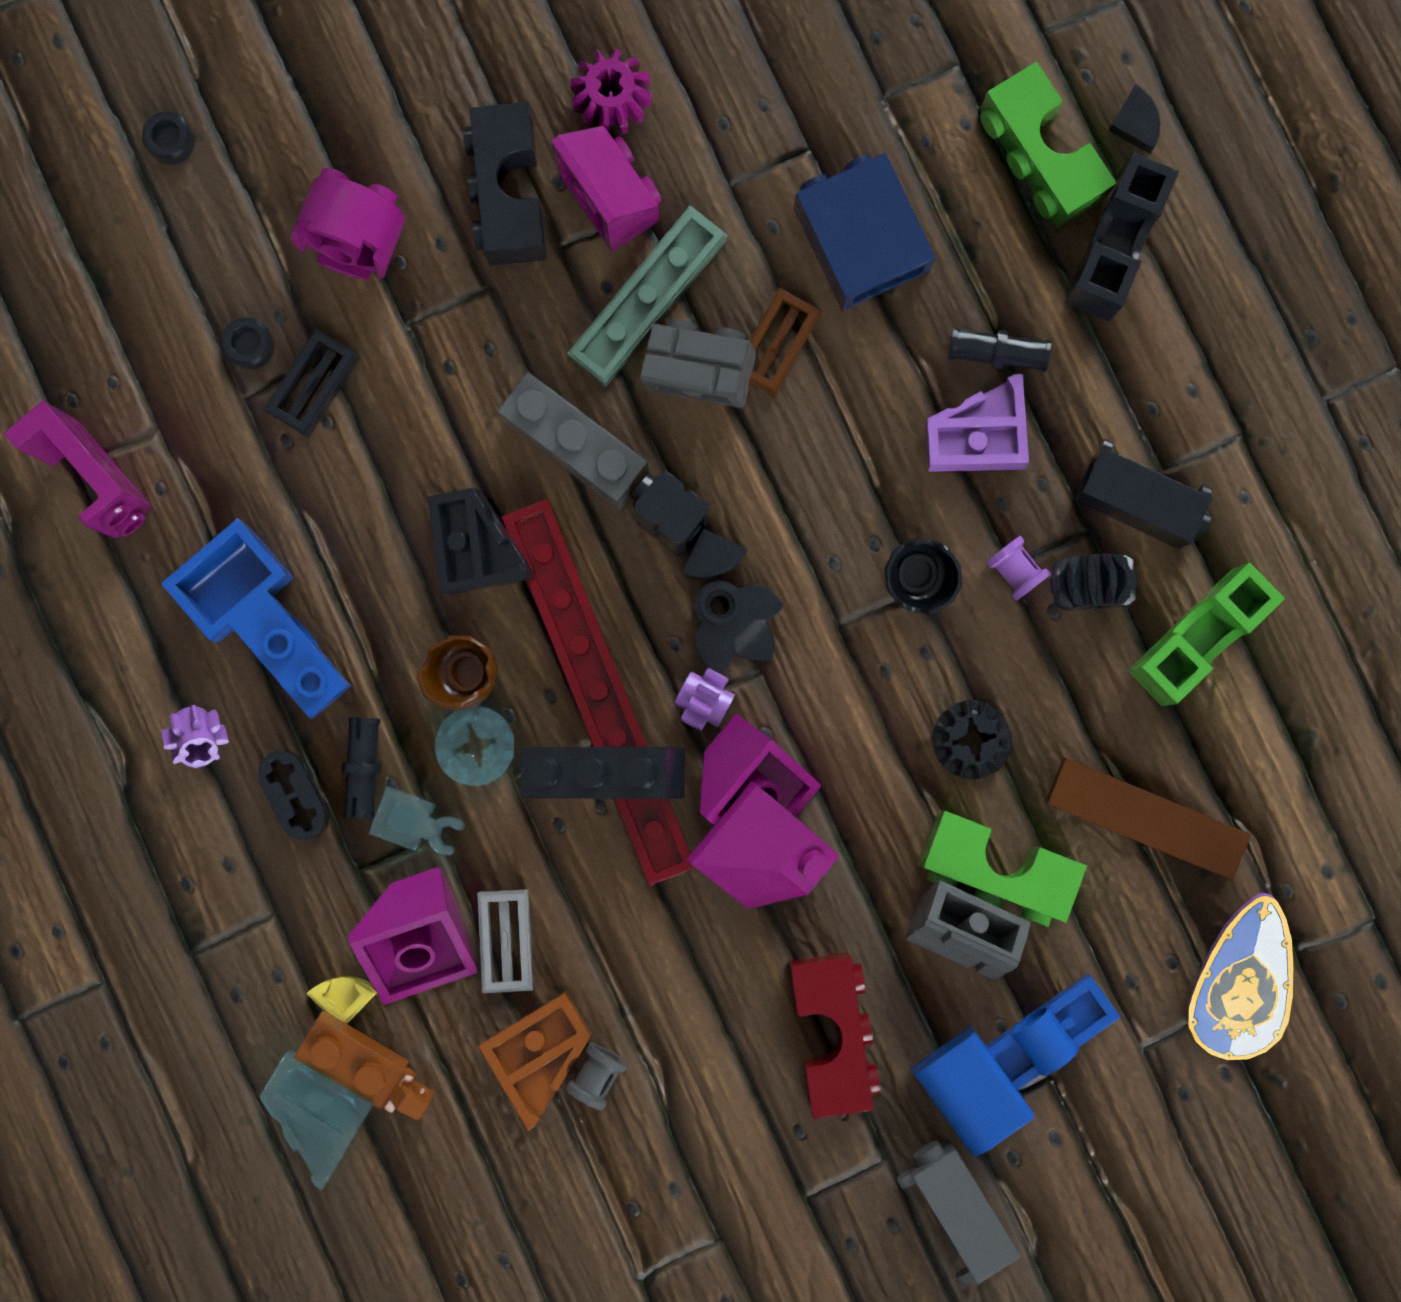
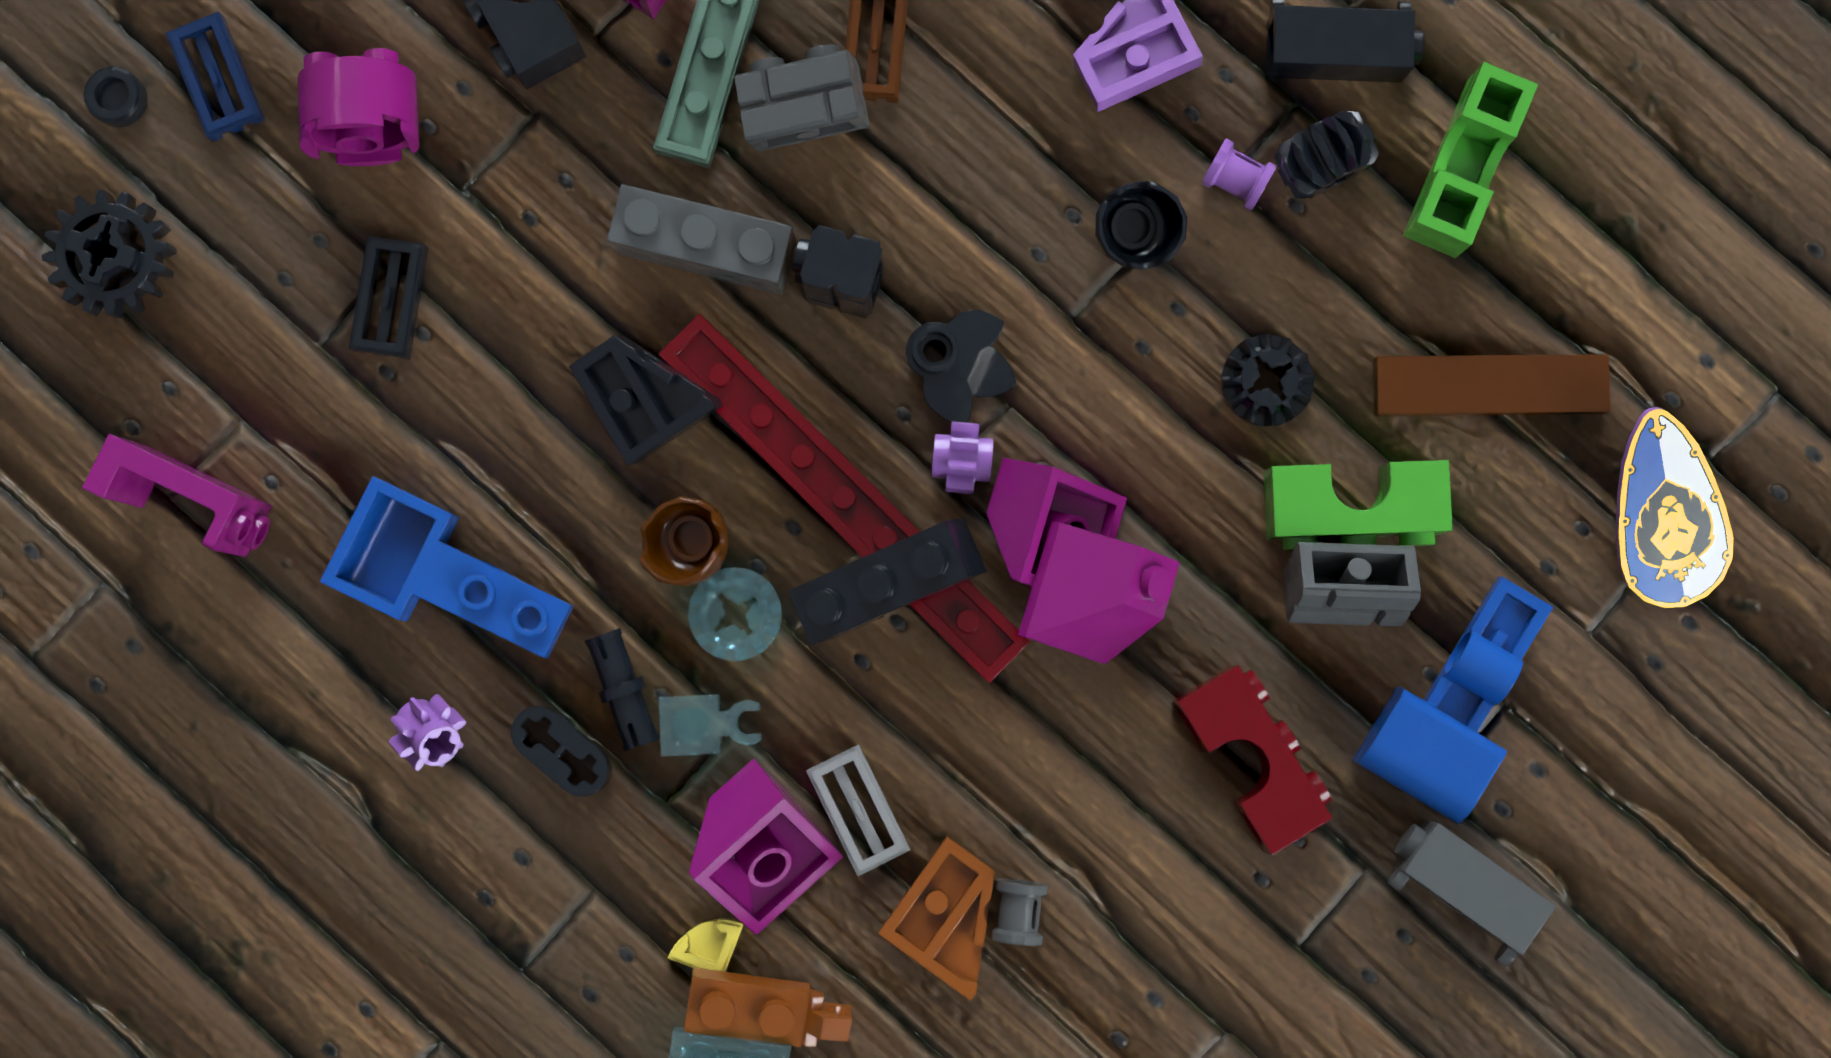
camera: 20 degrees left, 0 degrees up
(94, 276) = (112, 232): none -> black gear
(248, 343) = (299, 283): black tile -> none
(252, 194) = (233, 119): none -> dark blue tile
(712, 556) = (904, 301): black tile -> none

